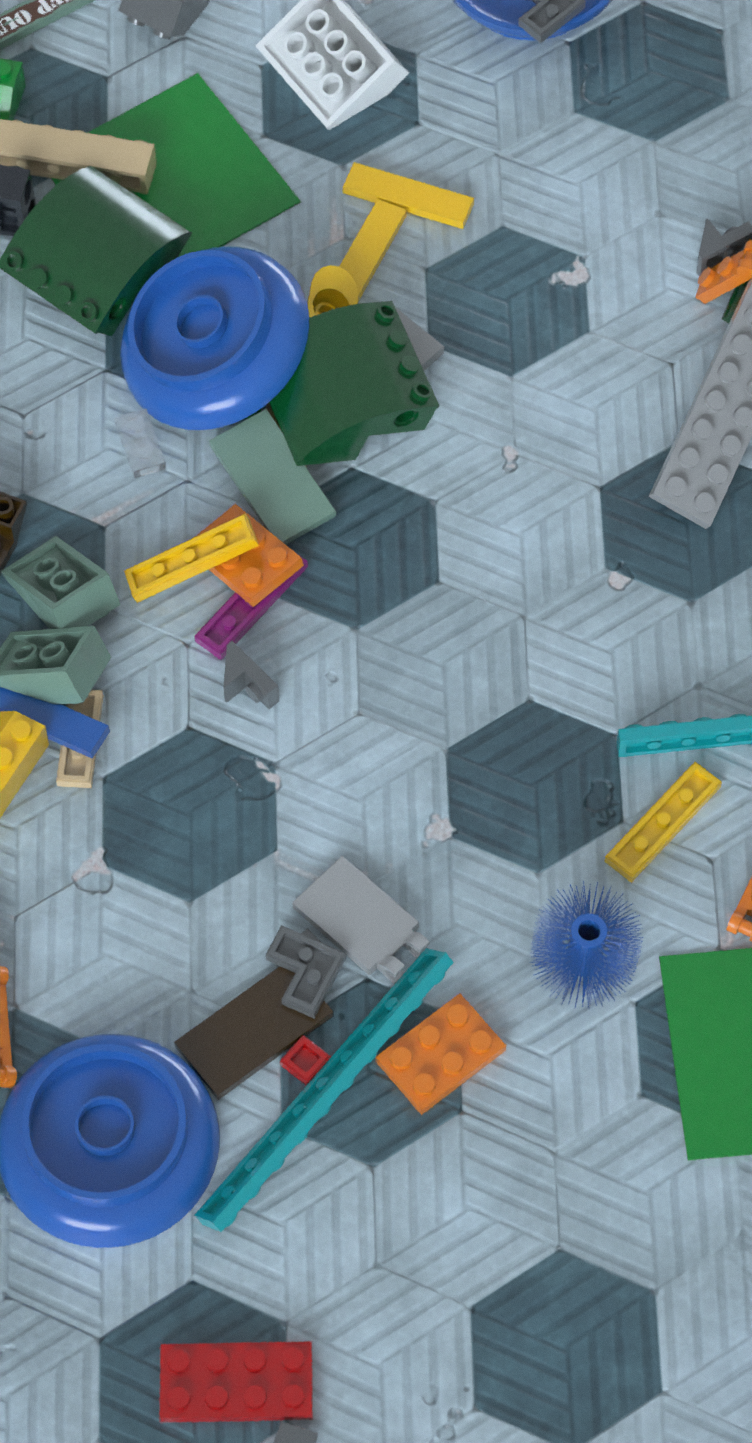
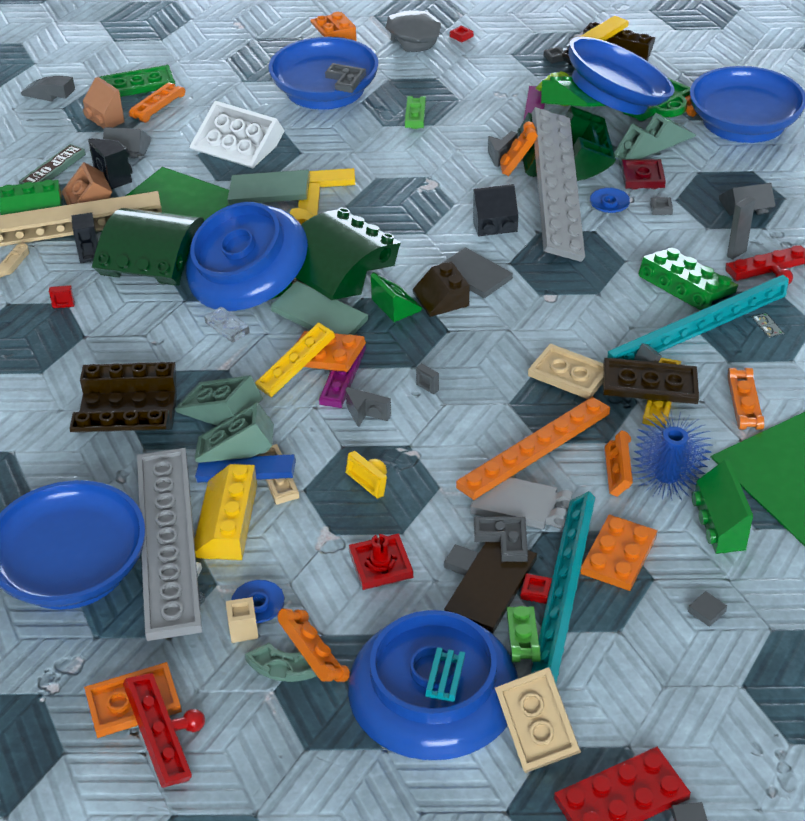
camera: 25 degrees left, 20 degrees down
(61, 89) = (86, 186): none -> nougat slope
(116, 51) = (112, 160): none -> black slope
(122, 1125) = (448, 658): none -> teal tile
(137, 925) = (379, 556): none -> red plate
(186, 1249) = (537, 720): none -> tan plate
(191, 793) = (368, 474): none -> yellow tile
(236, 976) = (460, 559): none -> dark grey tile
(245, 1121) = (523, 634): none -> bright green plate
(325, 191) = (269, 187): none -> sand green tile
(353, 665) = (427, 378): none -> dark grey tile
(392, 493) = (392, 298): none -> green slope
(429, 843) = (532, 448): none -> orange plate
(463, 508) = (442, 290): none -> dark brown slope
(495, 1186) = (707, 608): none -> dark grey tile
(520, 920) = (618, 463): none -> orange plate
(535, 488) = (480, 272): none -> dark grey tile
(555, 733) = (568, 371): none -> tan plate
(600, 1056) = (723, 509): none -> green slope
(623, 387) = (495, 210): none -> black slope
(636, 105) = (415, 112): none -> bright green plate
(650, 801) = (650, 380): none -> dark brown tile
(672, 760) = (647, 354): none -> dark grey tile

